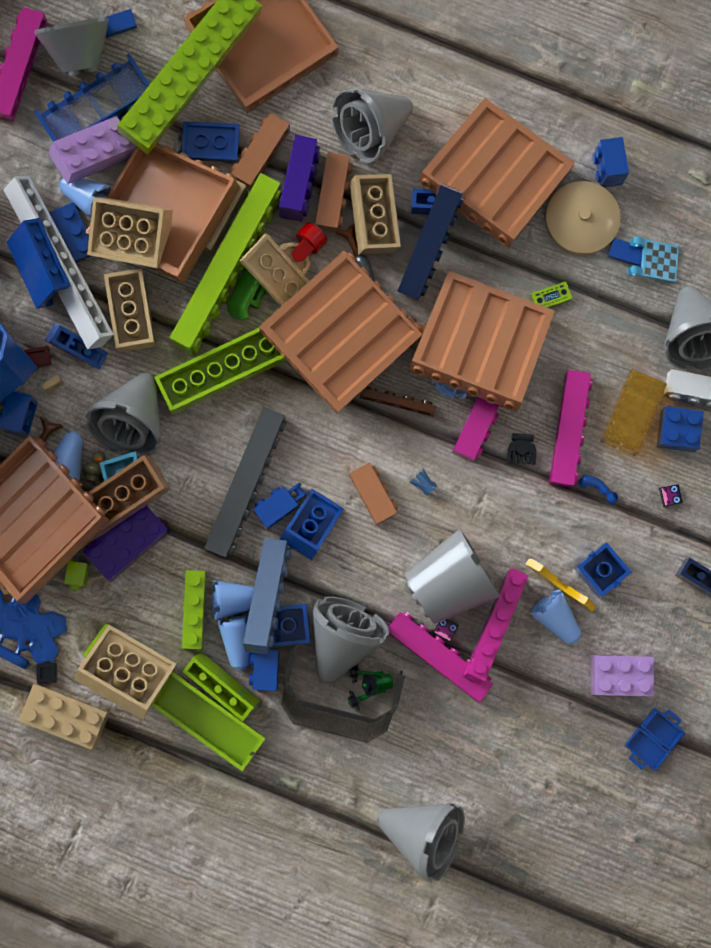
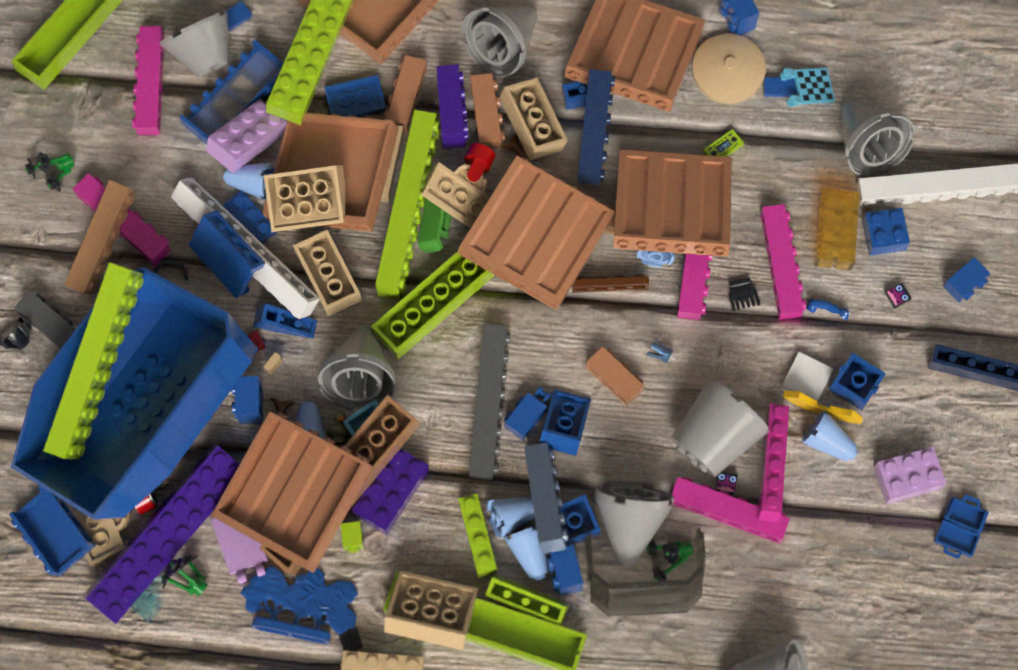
camera: 10 degrees left, 10 degrees down
(557, 549) = (807, 376): none -> white tile

